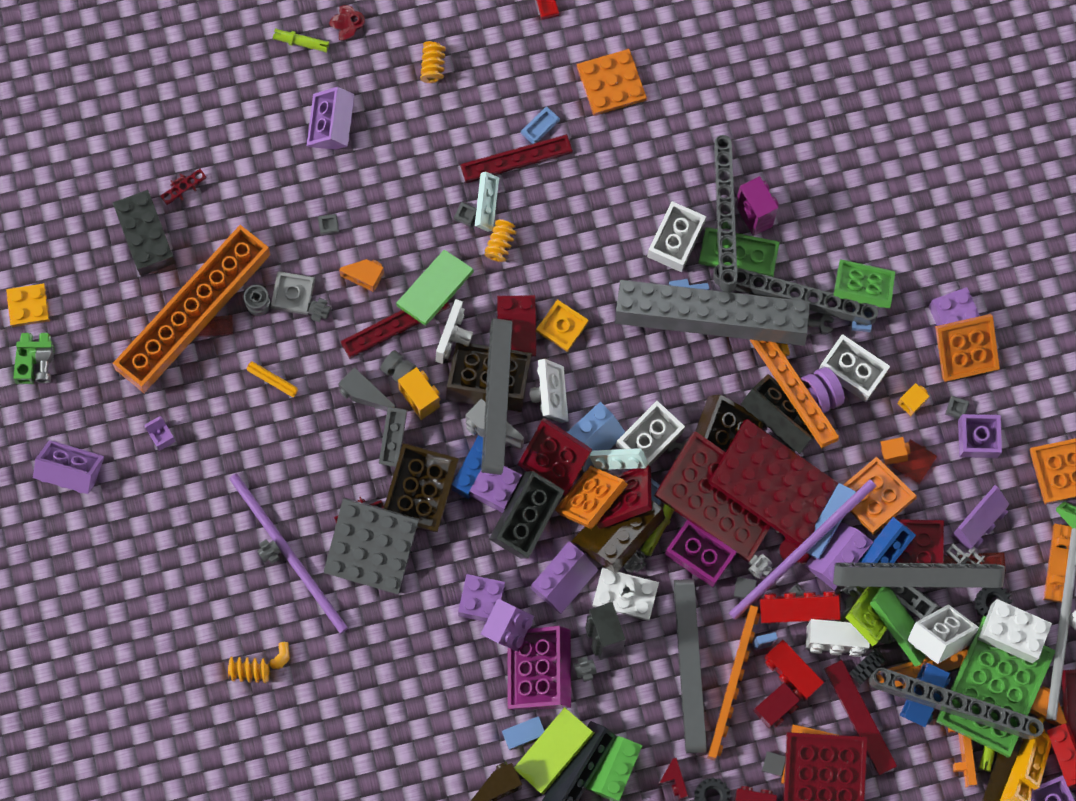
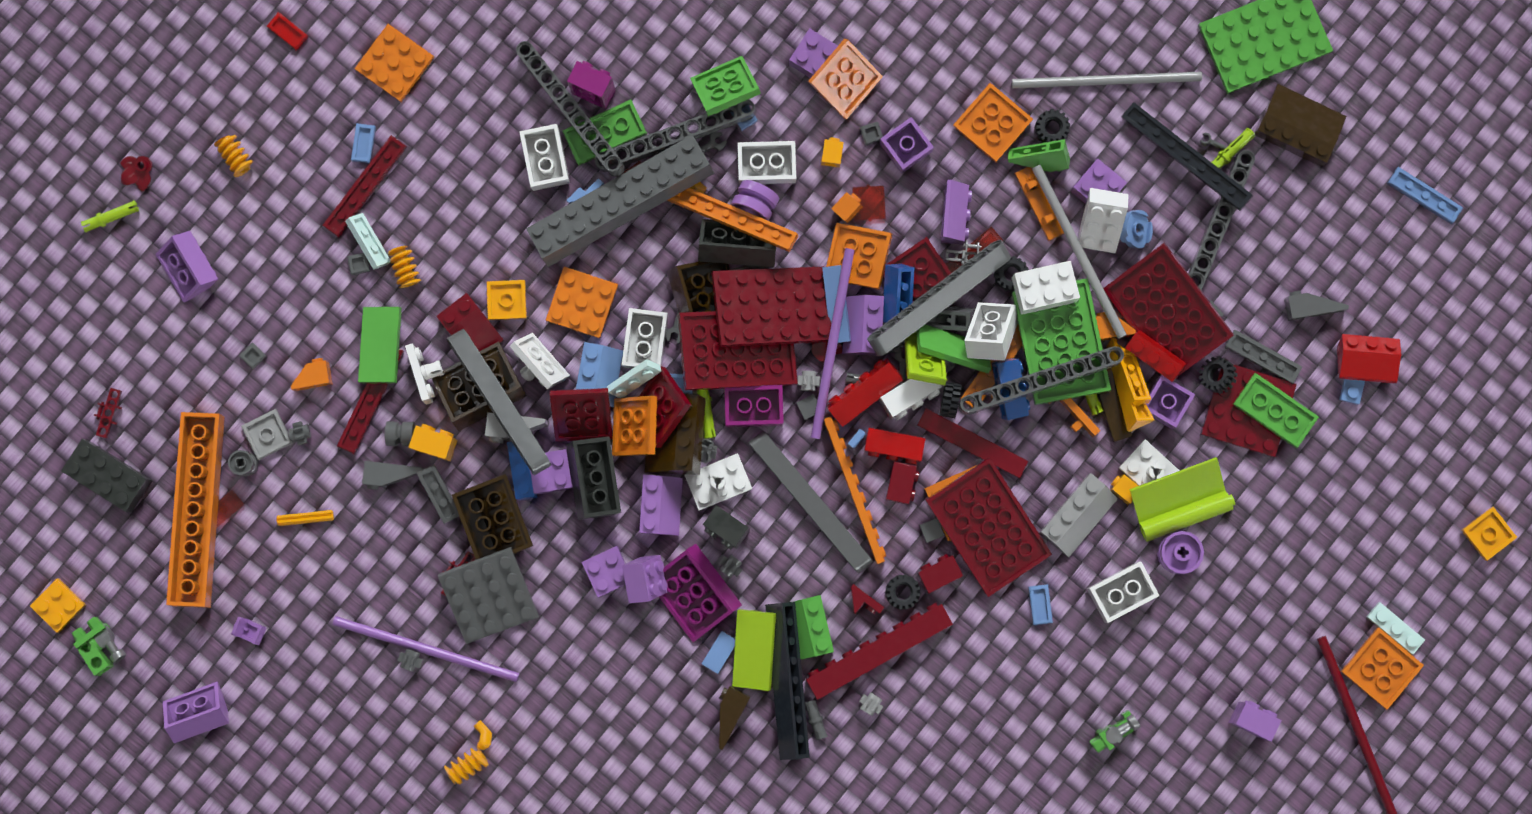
camera: 30 degrees left, 10 degrees up
(621, 371) = (582, 302): none -> orange plate

